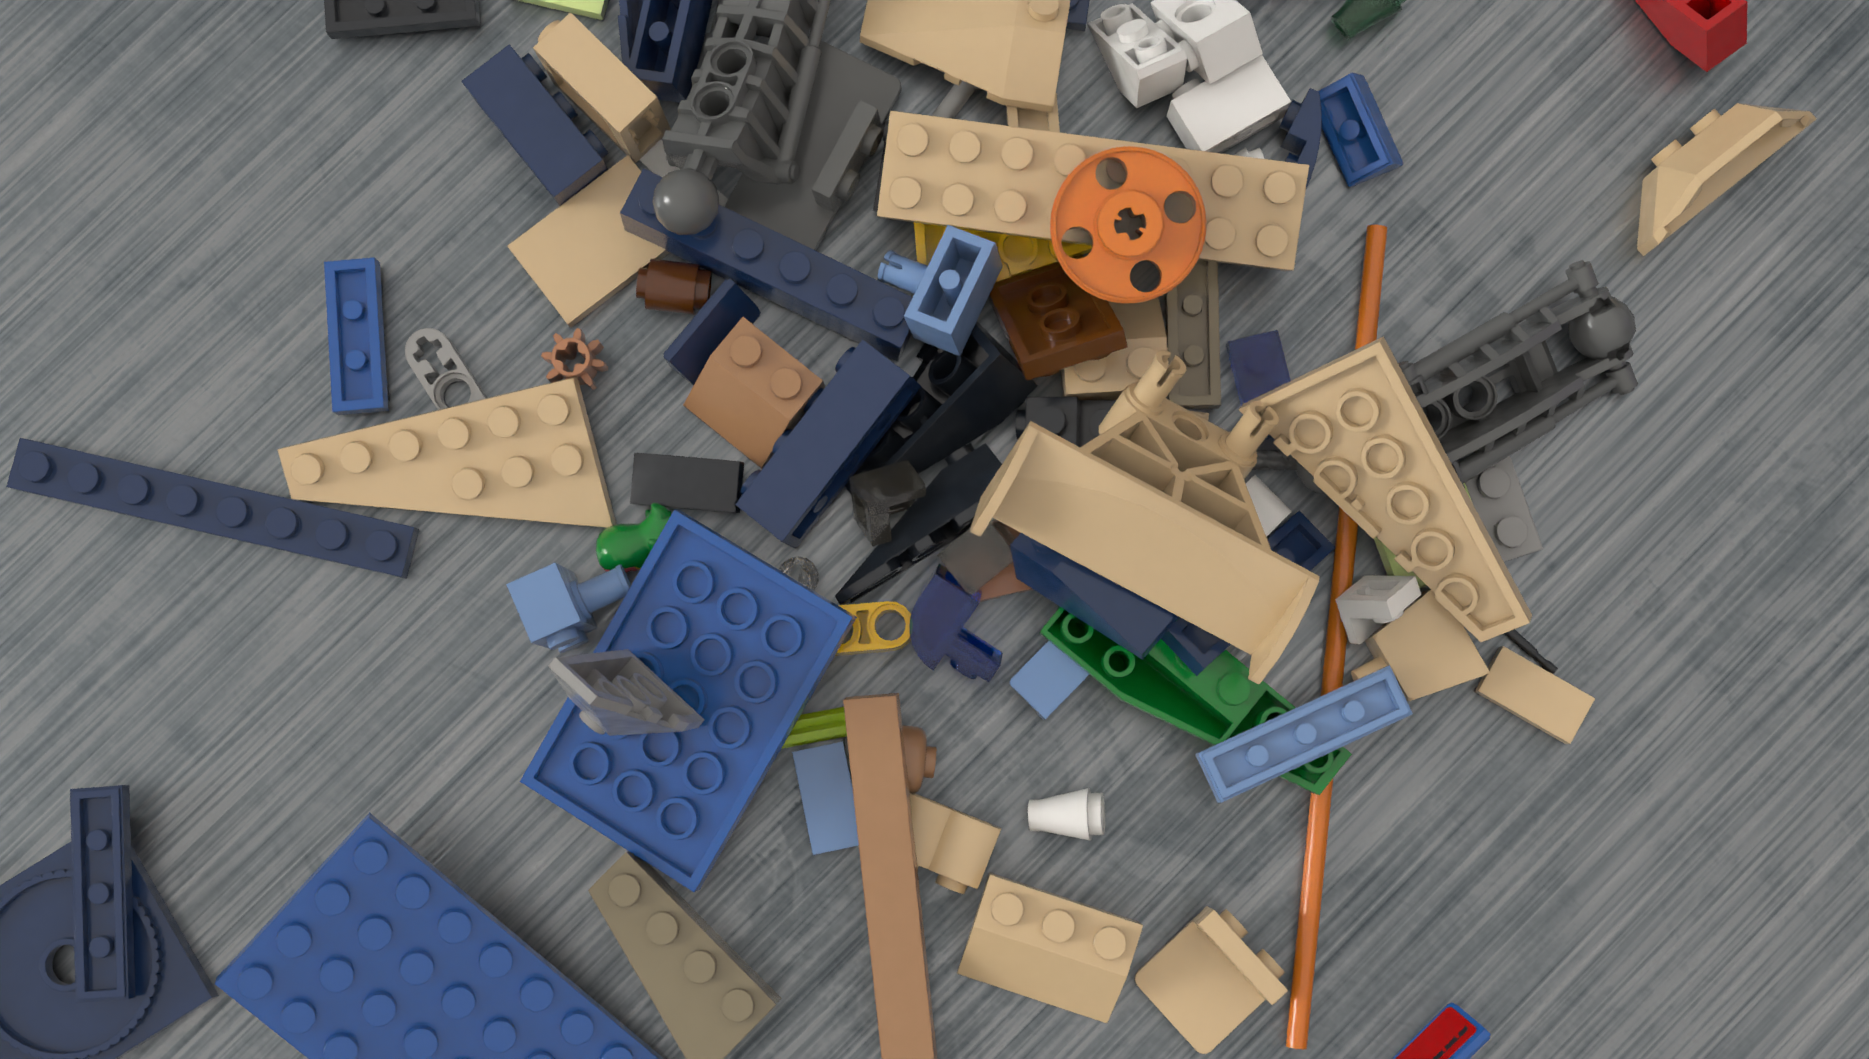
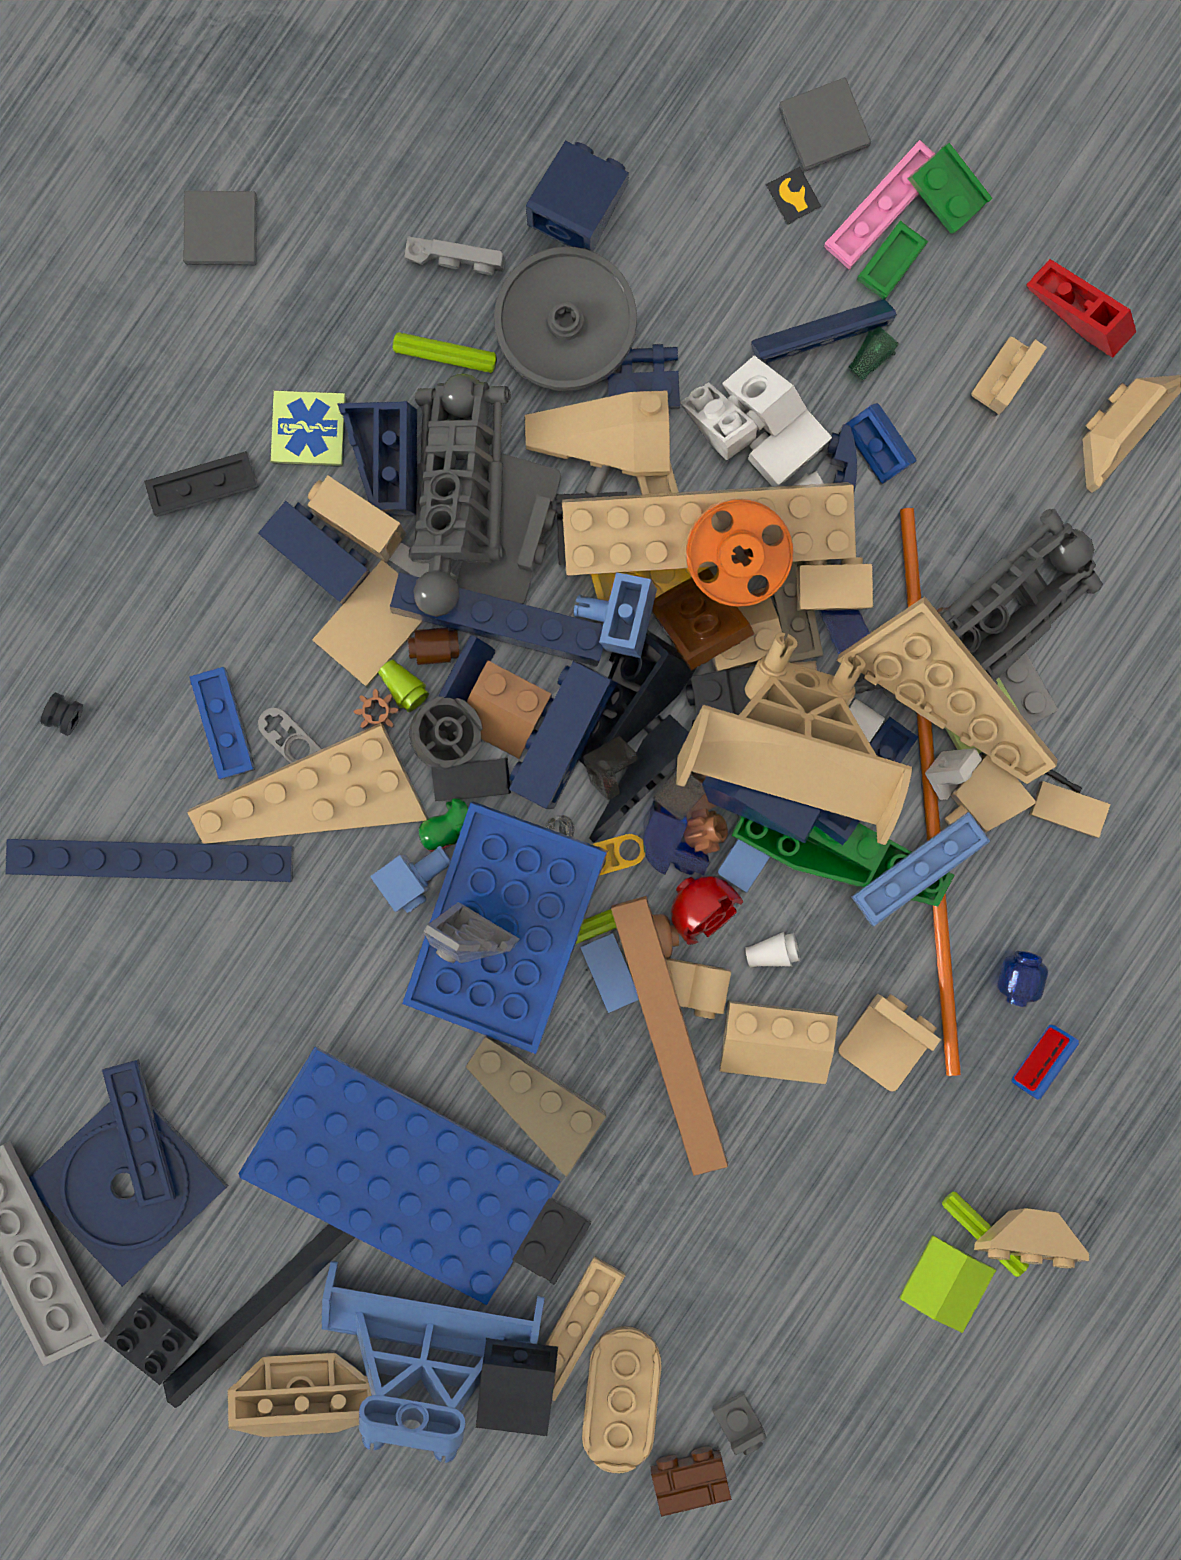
camera: 20 degrees left, 5 degrees up
(136, 279) = (61, 714): none -> black wheel
(620, 334) = (404, 687): none -> lime cone
(662, 406) = (445, 733): none -> dark grey cylinder
(979, 729) = (703, 906): none -> red cylinder
(1004, 620) = (705, 831): none -> nougat gear
(1255, 307) = (834, 586): none -> tan brick
(1423, 926) = (1022, 978): none -> clear blue head
(1554, 66) = (1007, 373): none -> tan bracket

